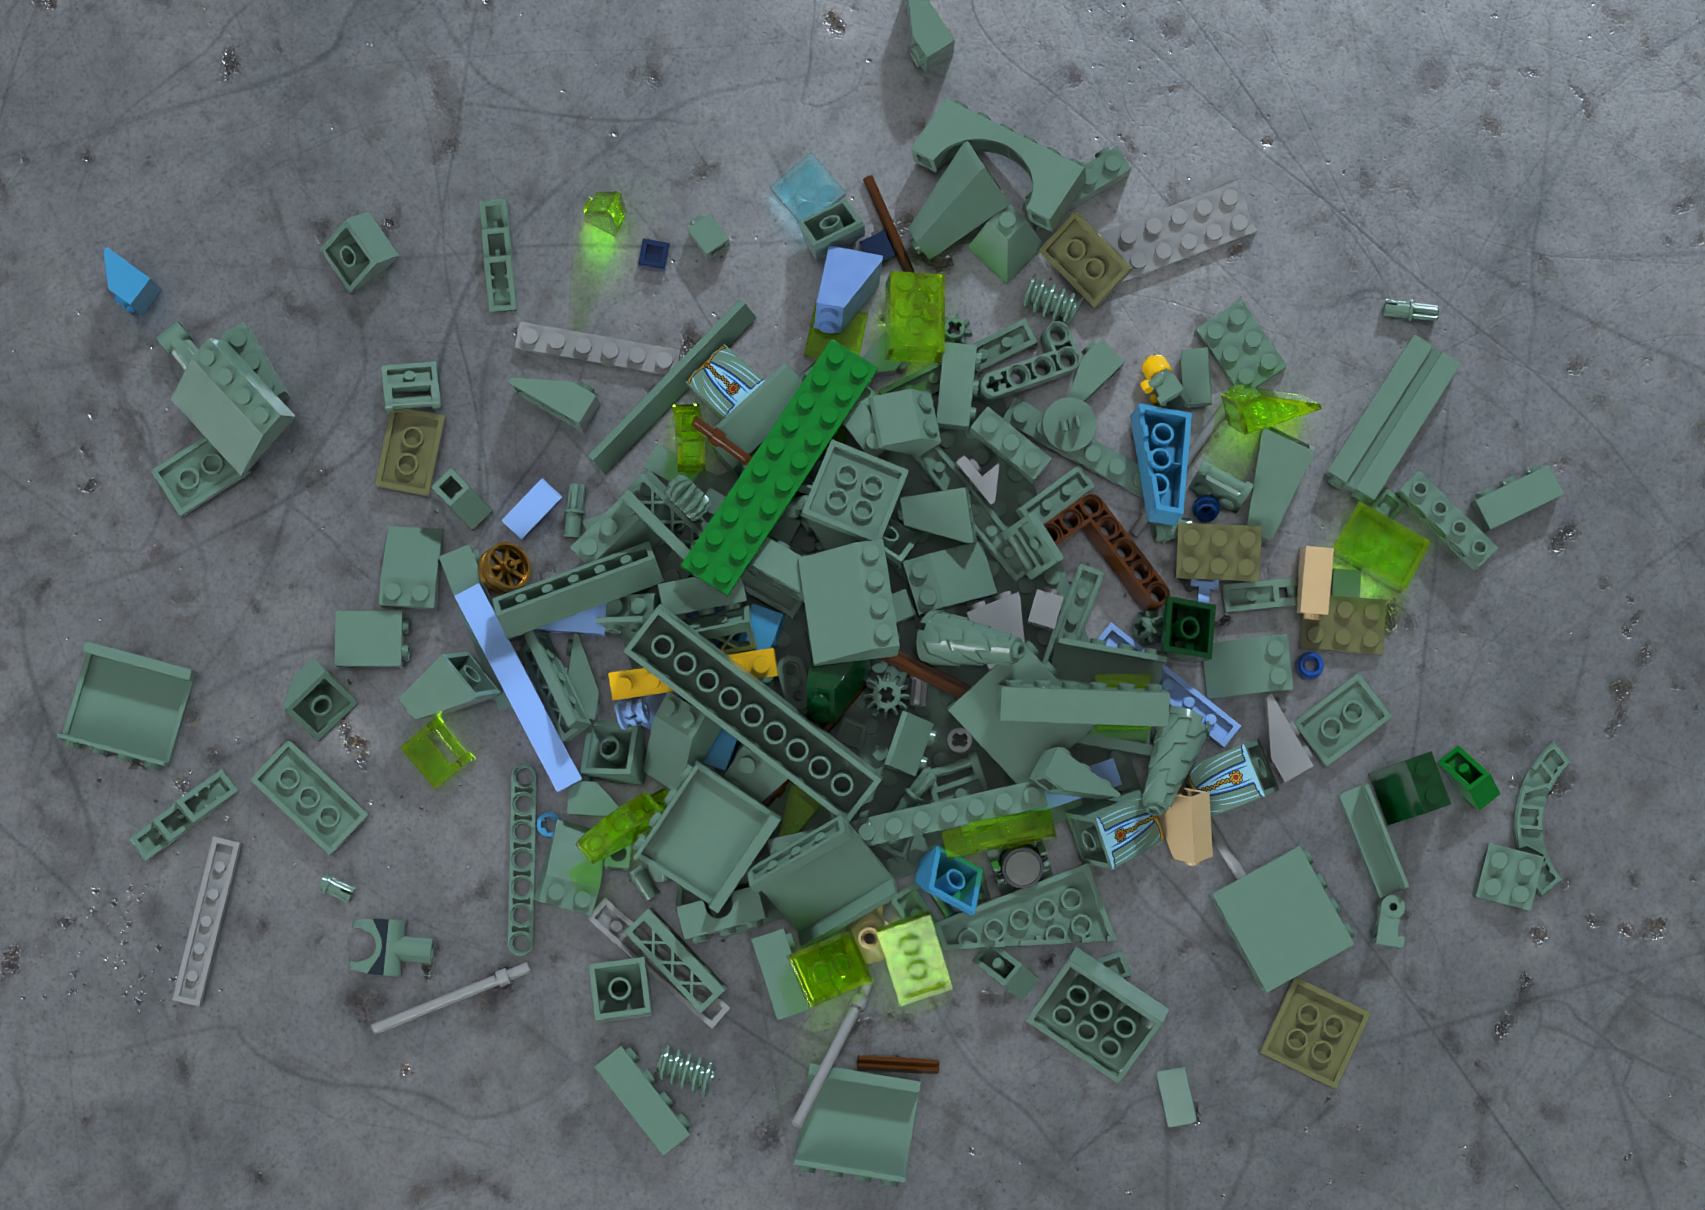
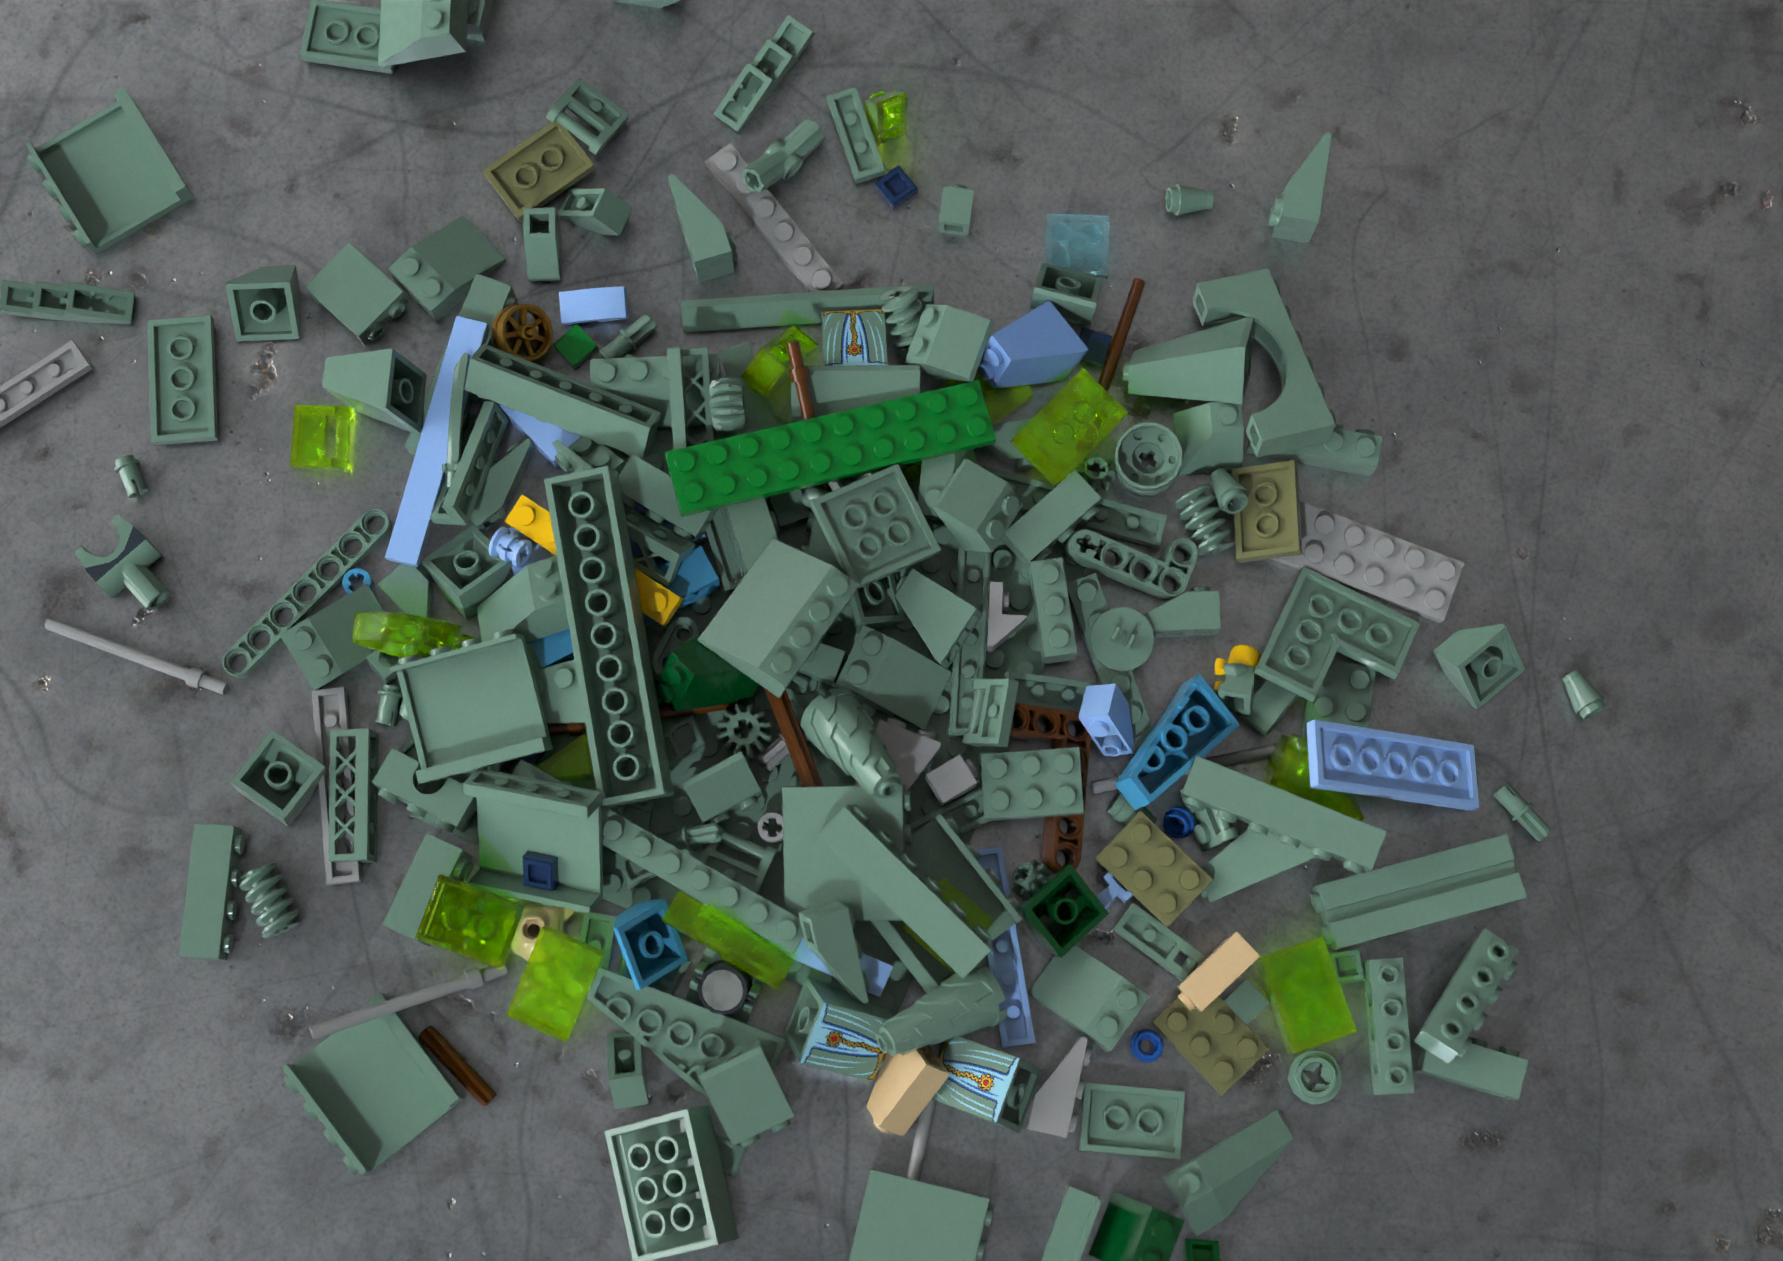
camera: 40 degrees right, 5 degrees down
(473, 445) = (595, 210): none -> sand green slope
(520, 665) = (456, 418): none -> sand green sword
(543, 546) = (575, 346): none -> green tile
(564, 300) = (783, 157): none -> sand green piece
(596, 243) = (855, 135): none -> sand green plate
(747, 339) = (906, 315): none -> sand green piece
(790, 330) = (949, 343): none -> sand green slope
(841, 898) = (540, 871): none -> dark blue tile
(850, 96) = (1187, 199): none -> sand green cone
(991, 280) = (1143, 441): none -> sand green wheel
(1051, 268) = (1229, 492): none -> sand green cone
(1095, 916) = (746, 1094): none -> sand green slope
(1097, 566) = (1032, 784): none -> sand green plate
(1106, 483) = (1108, 719): none -> light blue slope
(1182, 302) = (1330, 619): none -> sand green plate
(1271, 447) = (1283, 814): none -> sand green brick
(1302, 237) = (1480, 662): none -> sand green slope
(1309, 355) = (1392, 765): none -> light blue plate
(1384, 201) = (1583, 695): none -> sand green cone
(1425, 703) = (1221, 1176): none -> sand green wedge
(1433, 580) = (1329, 1072): none -> sand green gear
(1478, 458) = (1467, 995): none -> sand green brick

